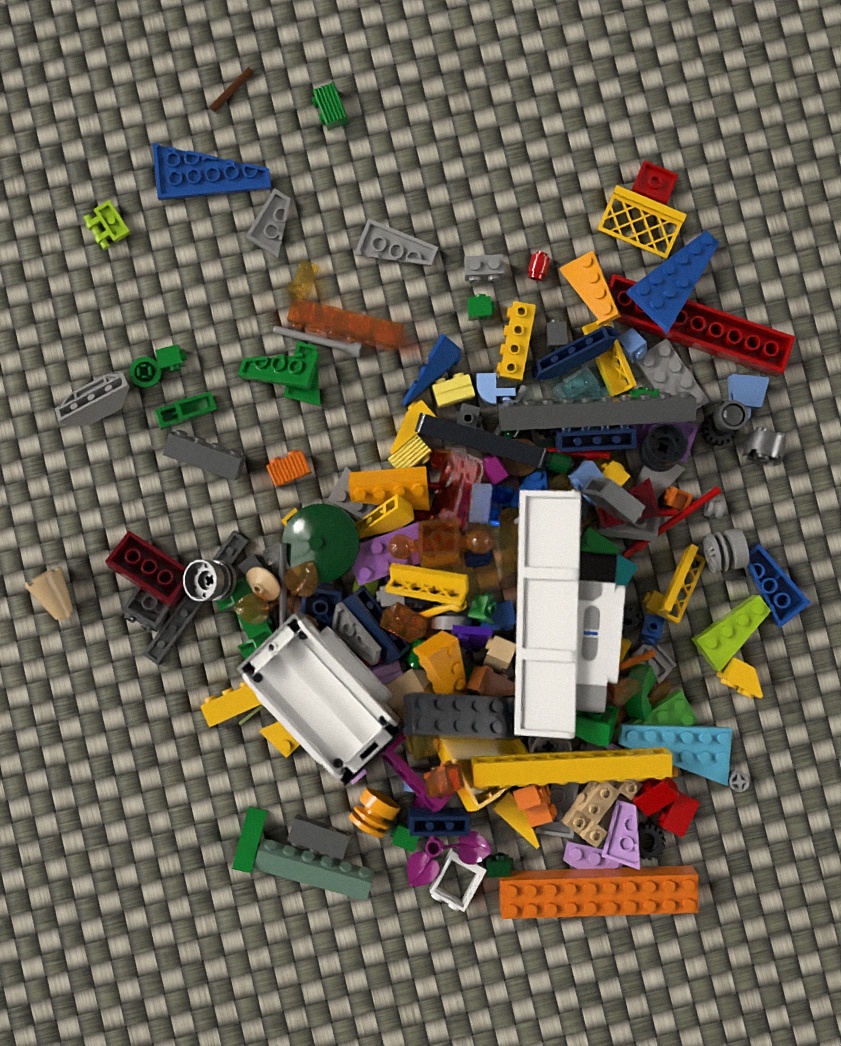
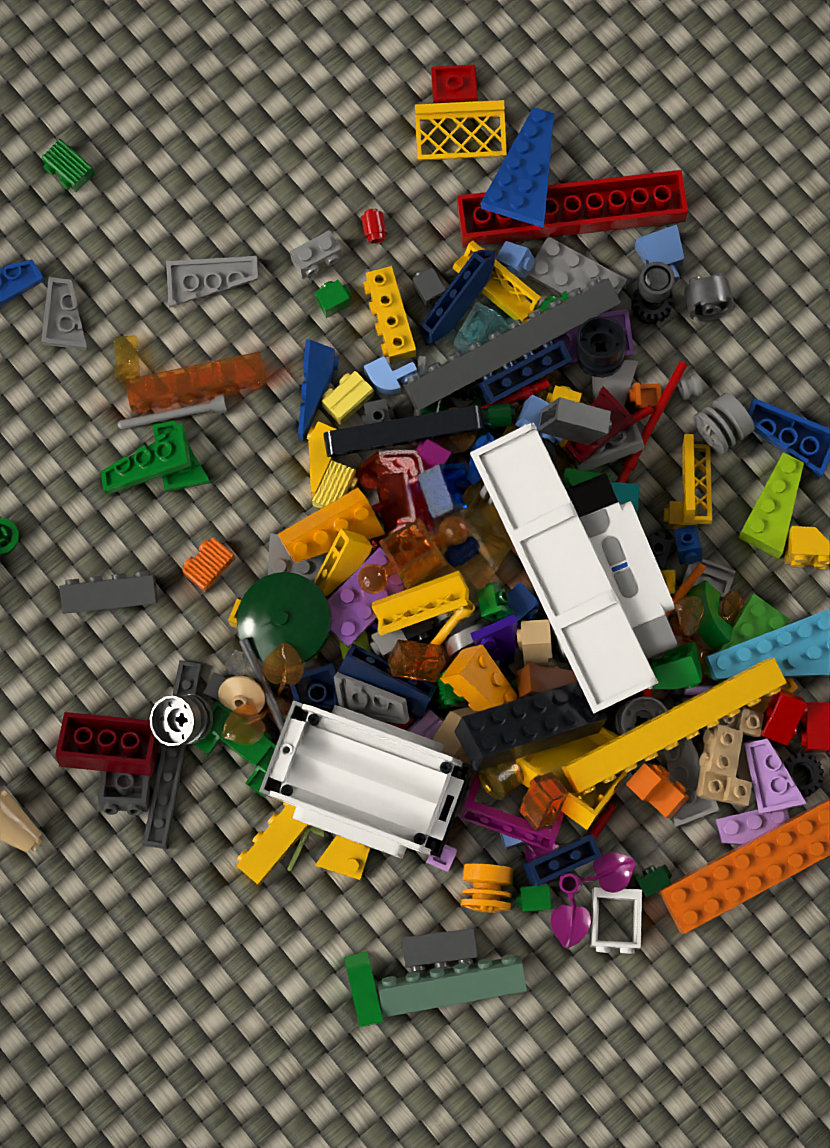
camera: 25 degrees left, 10 degrees down
(171, 358) = (21, 508): green brick -> none
(184, 410) = (62, 557): green slope -> none
(508, 810) = (645, 817): yellow slope -> none
(589, 282) = (438, 217): light orange wing -> none

